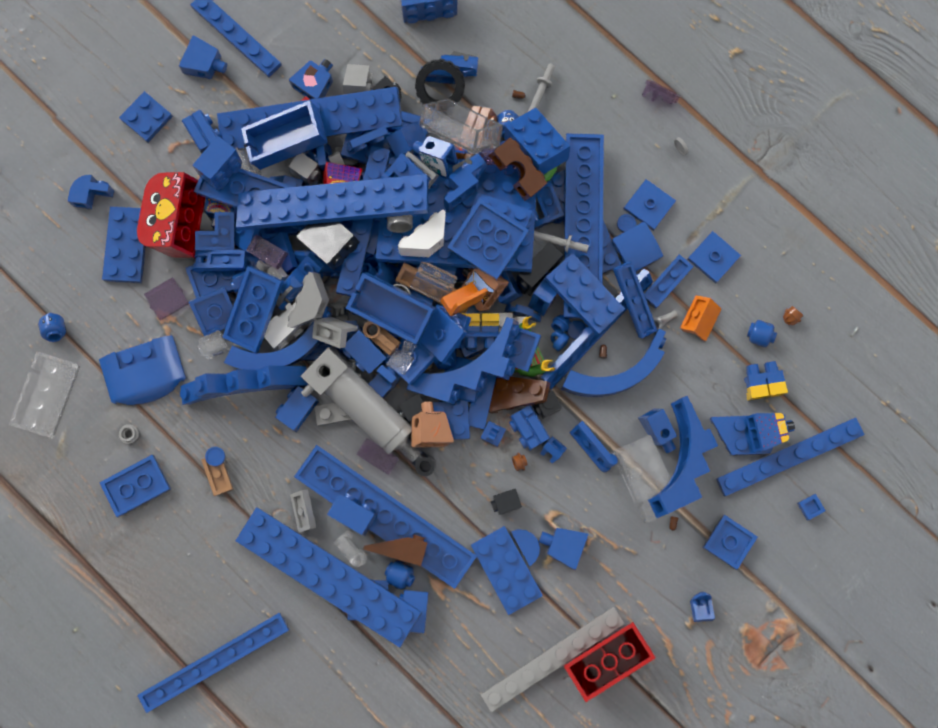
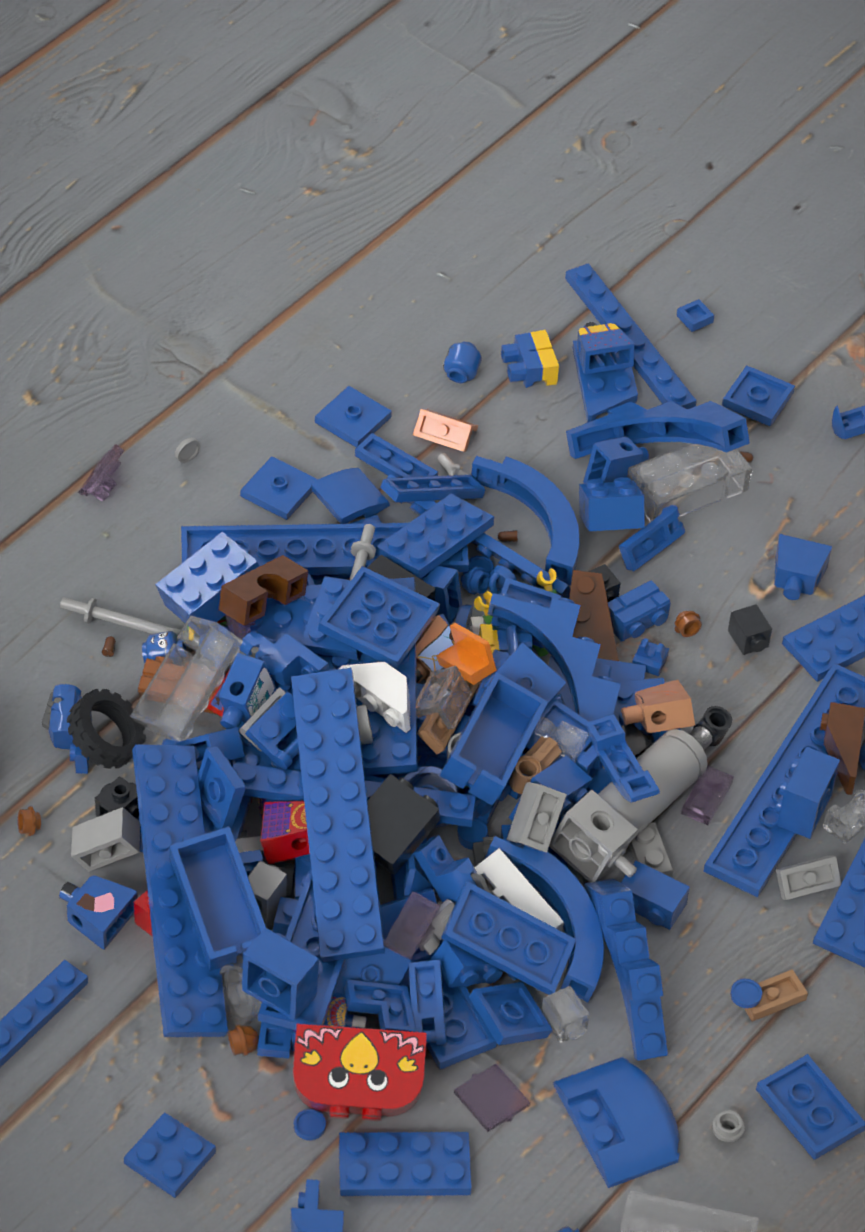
camera: 95 degrees left, 30 degrees down
(200, 129) = (198, 1060): blue brick -> none
(201, 59) = (62, 1072): blue torso -> none
(309, 302) = (497, 847): light grey slope -> none
(369, 391) = (619, 760): none -> blue slope
(382, 44) = (28, 821): none -> dark orange plate
(528, 545) = (804, 611): blue tile -> none
(555, 448) = (666, 580): blue tile -> none
(616, 419) = (611, 505): none -> blue brick
(626, 222) = (309, 514): blue piece -> none
(792, 316) = (432, 332): dark orange plate -> none

